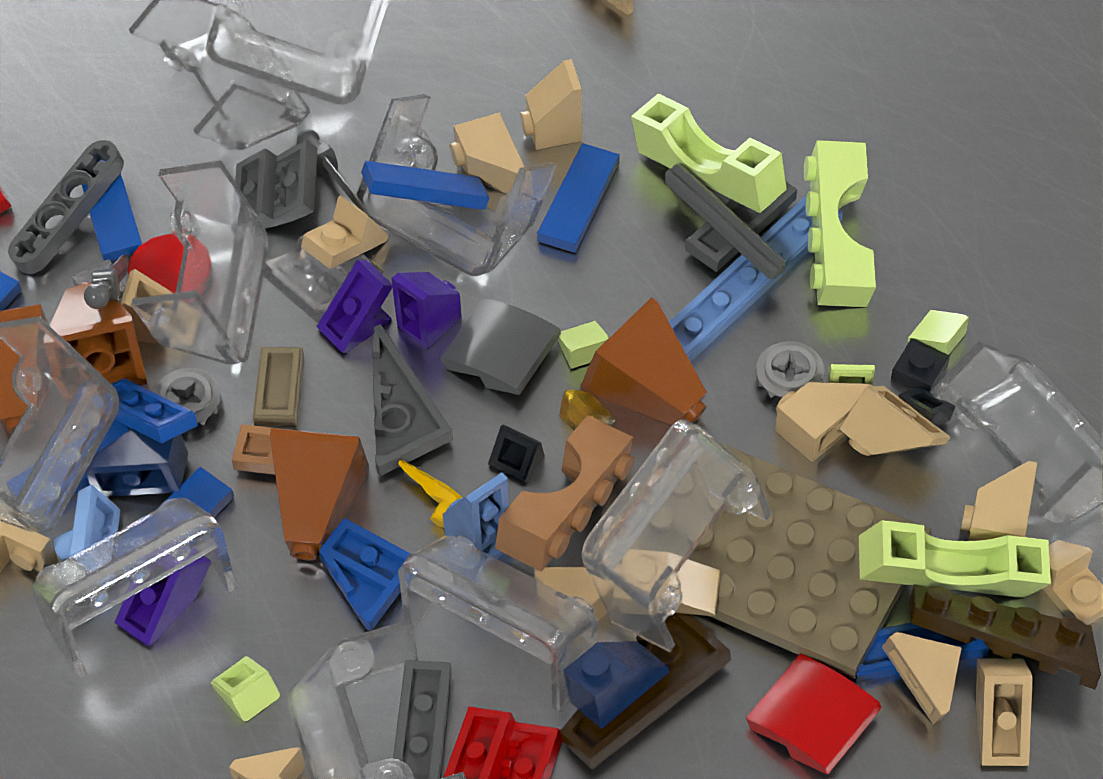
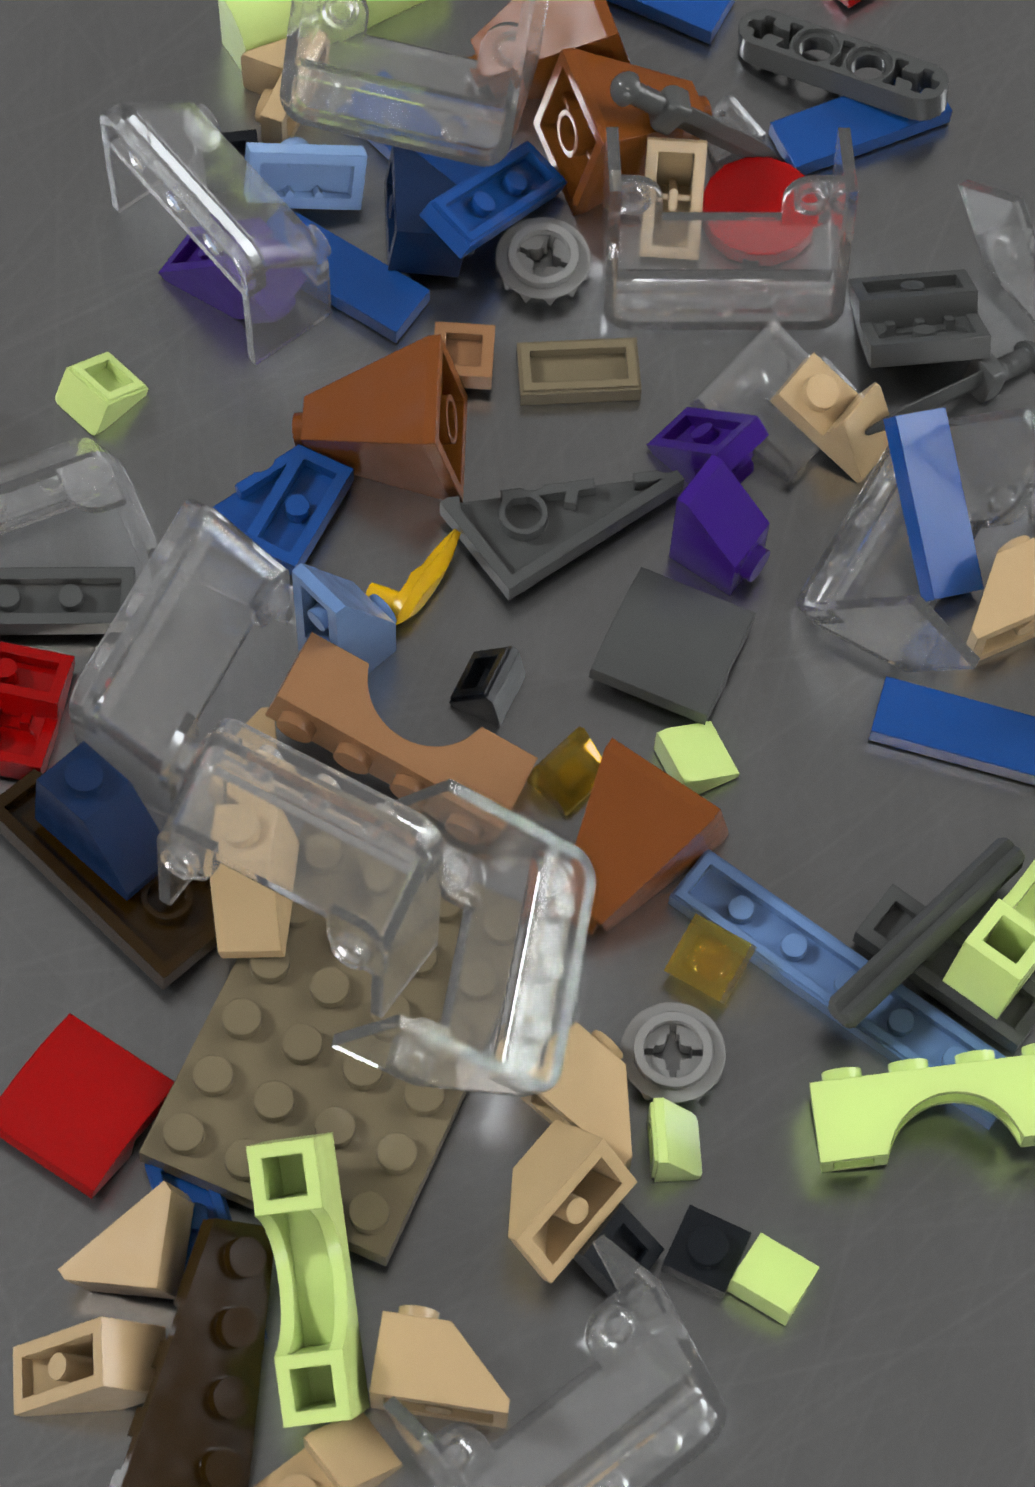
camera: 80 degrees right, 10 degrees up
(729, 342) = (710, 958): none -> clear yellow plate
(774, 438) = (513, 958): none -> clear windscreen

